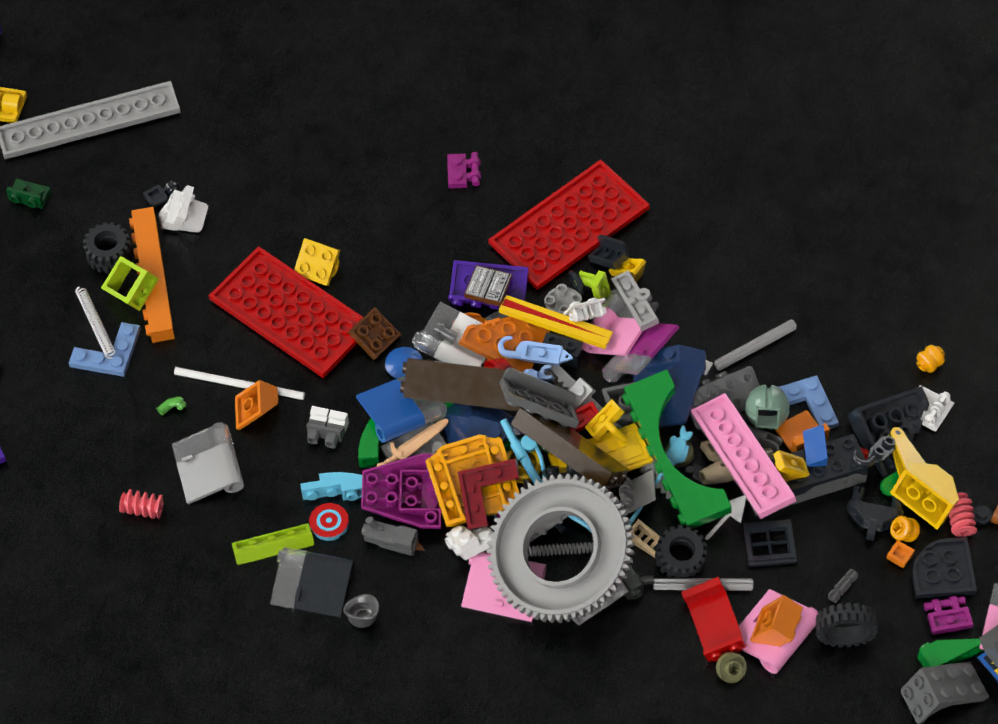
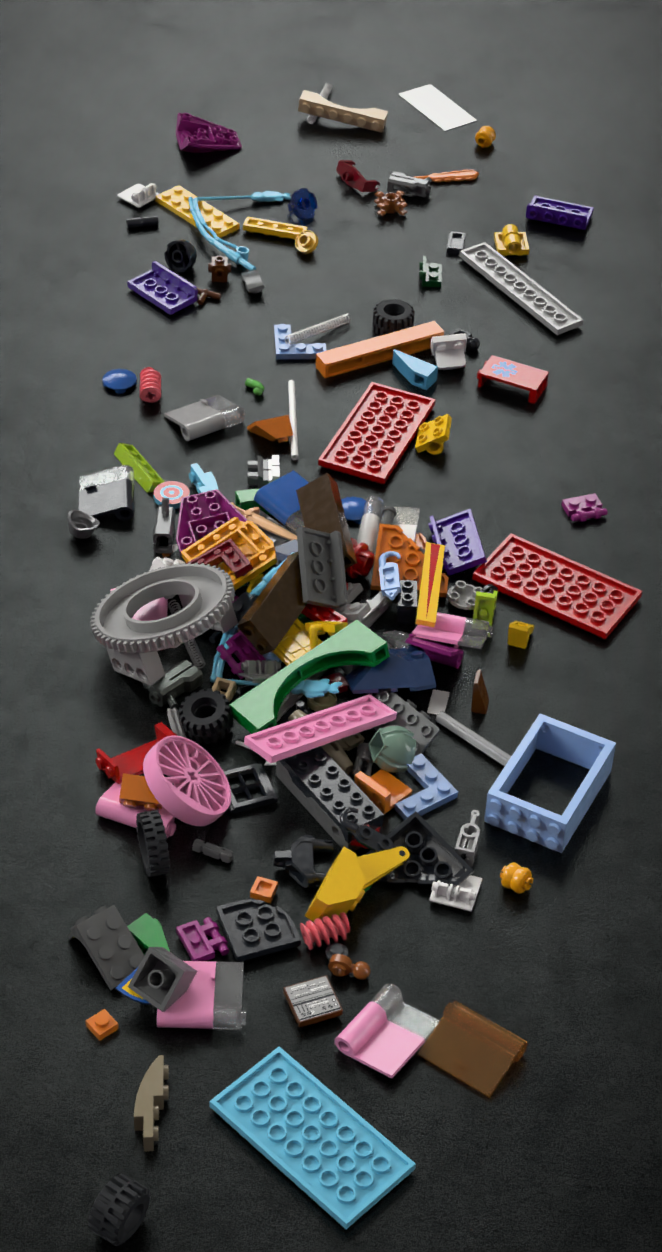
camera: 70 degrees right, 15 degrees down
(111, 534) = (119, 380): none -> blue dish
(135, 297) = (361, 330): lime window -> none
(202, 251) = (415, 370): none -> dark azure slope
(245, 168) = (514, 374): none -> panel
(374, 333) = (374, 480): reddish brown tile -> none
(488, 285) = (450, 532): tile -> none
(541, 374) = (367, 583): light blue plate -> none
(586, 310) = (452, 601): white hinge -> none
(610, 252) = (531, 614): black bracket -> none
(636, 300) = (475, 628): light grey hinge -> none
(706, 325) = (480, 696): none -> reddish brown slope
(731, 667) = (90, 775): olive plate -> none
(779, 580) = (194, 796): none -> bright pink piece
(790, 466) = (317, 759): yellow slope -> none
(815, 446) = (351, 781): slope -> none
(816, 325) = (536, 822): none -> light blue door
(877, 381) = (469, 839): none -> light grey piece
(905, 529) = (292, 884): light orange piece -> none

